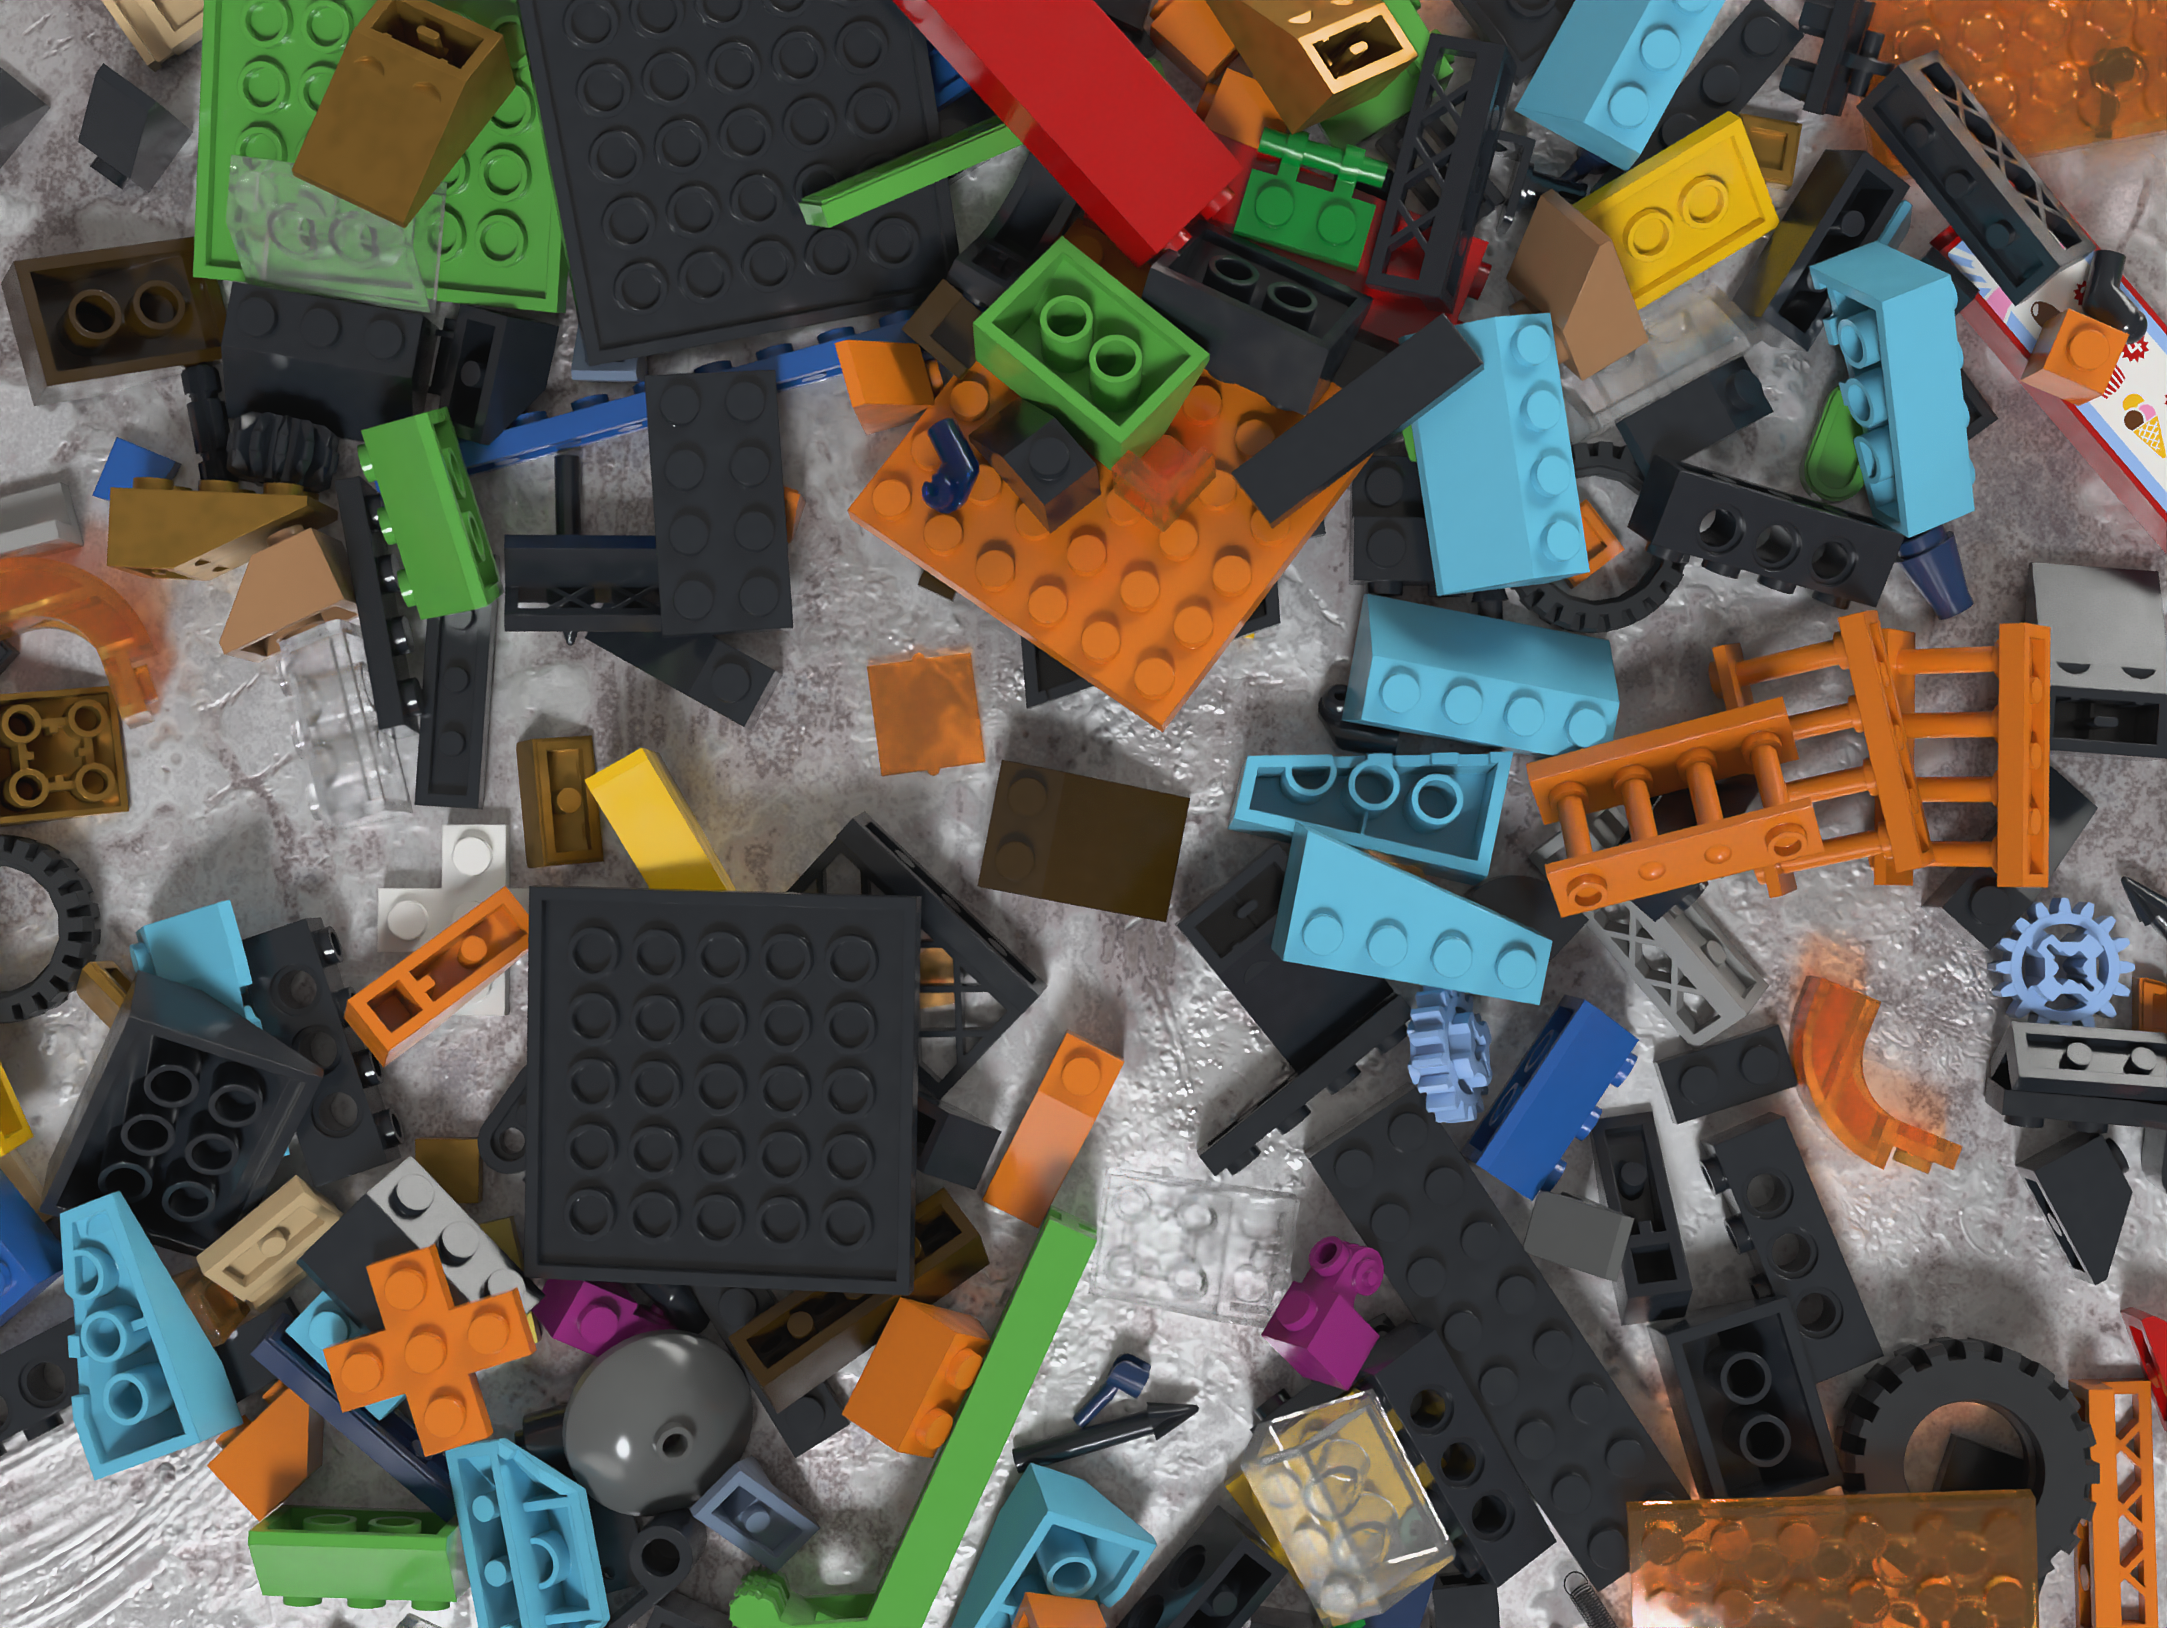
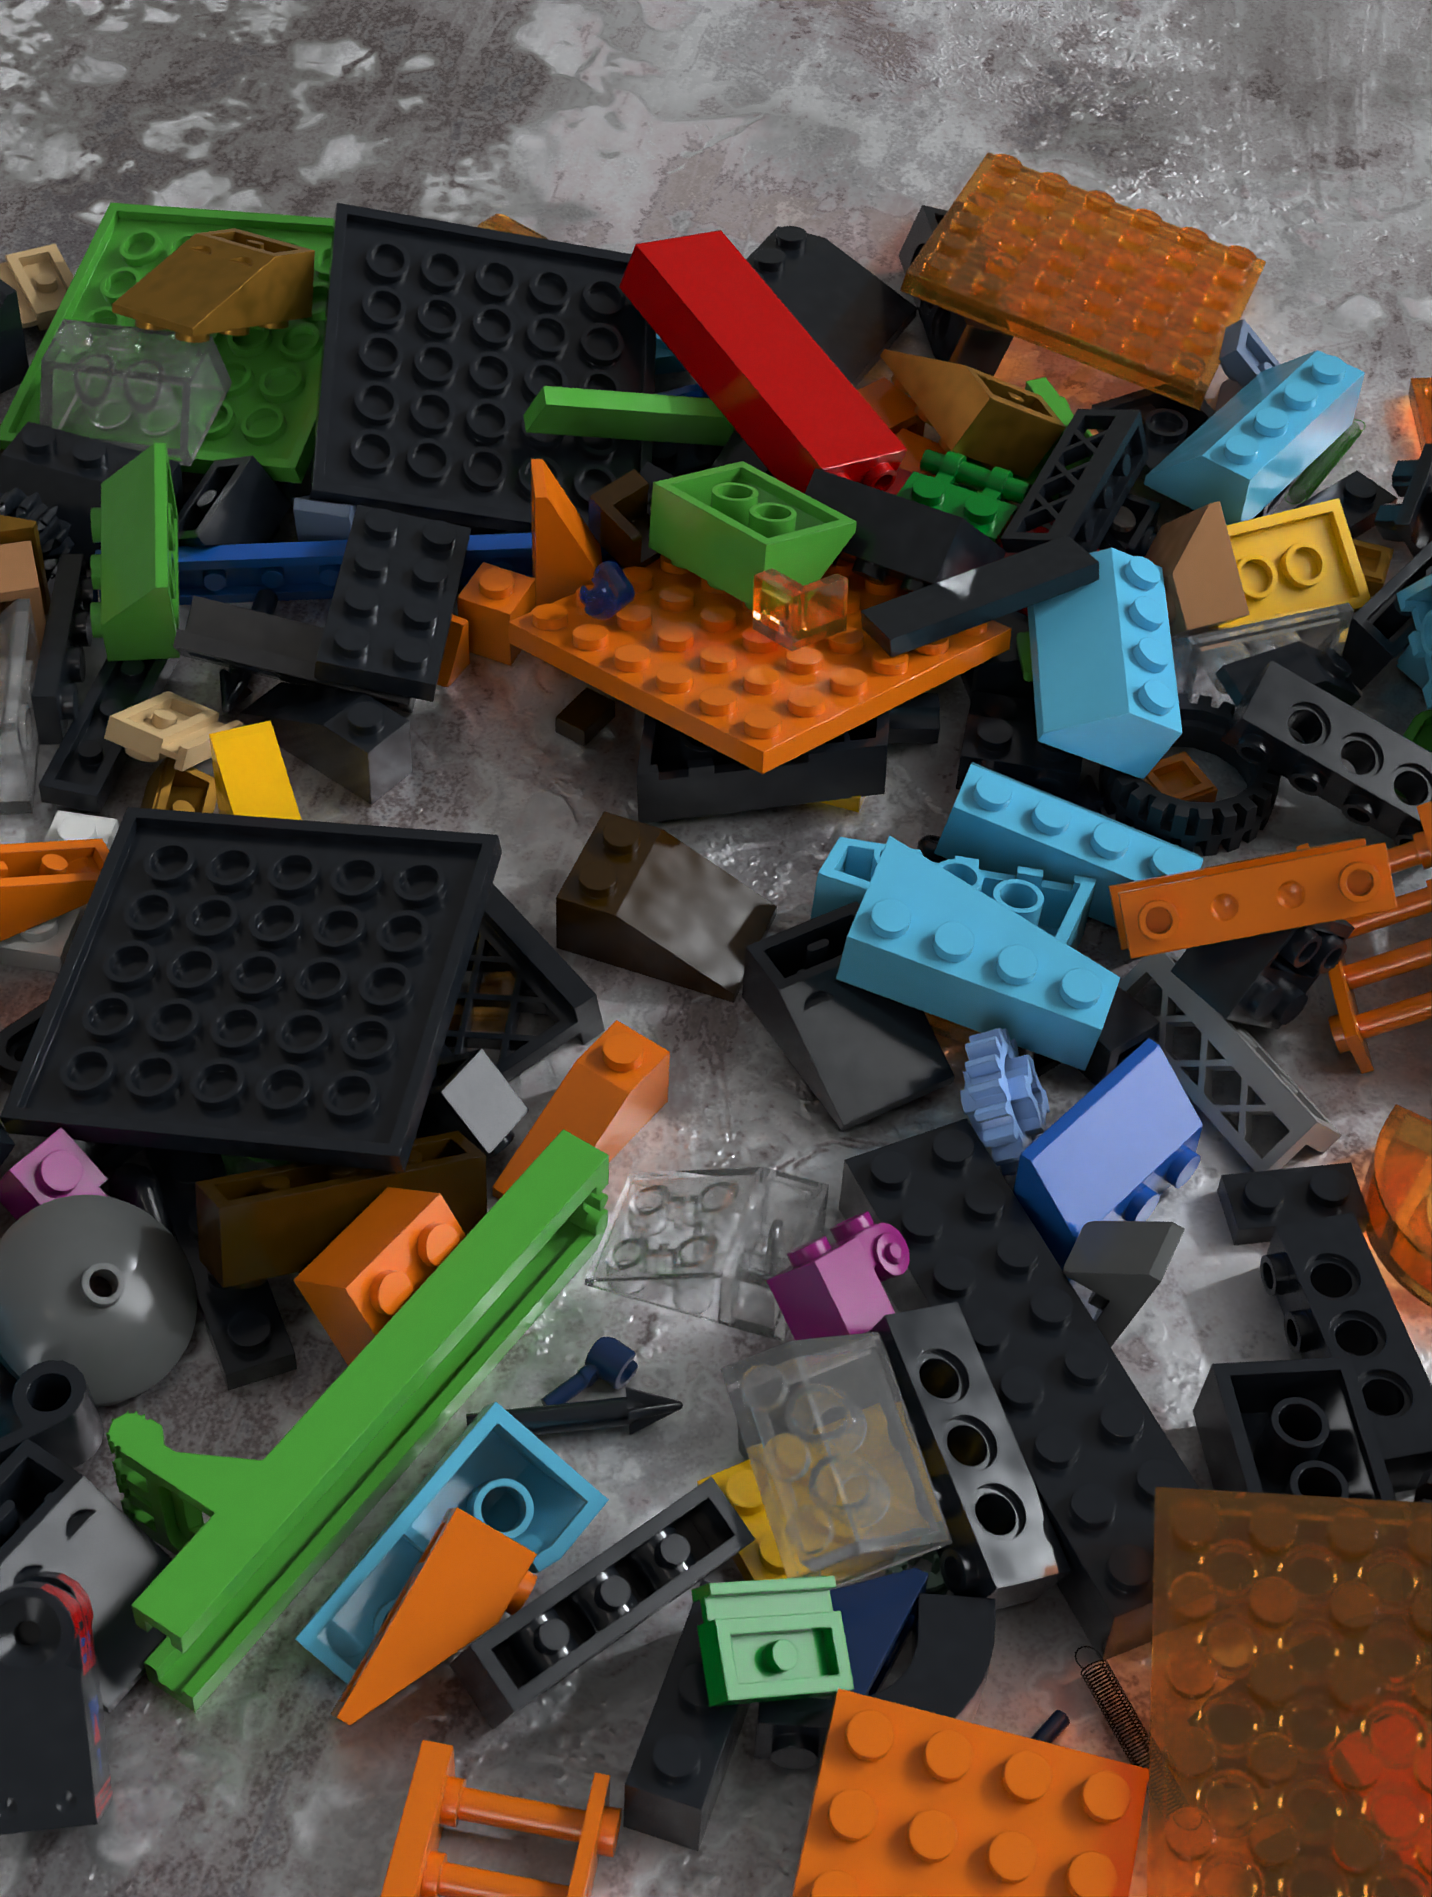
camera: 10 degrees right, 40 degrees down
(530, 707) = (167, 728): none -> tan plate
(755, 1515) = (155, 1379): sand blue slope -> none
(824, 453) = (489, 603): none -> orange brick
(926, 714) = (540, 813): clear orange piece -> none
(1038, 462) = (693, 589): black slope -> none
(1286, 1103) = (860, 1123): black plate -> none
(1634, 1181) = (1195, 1313): black slope -> none

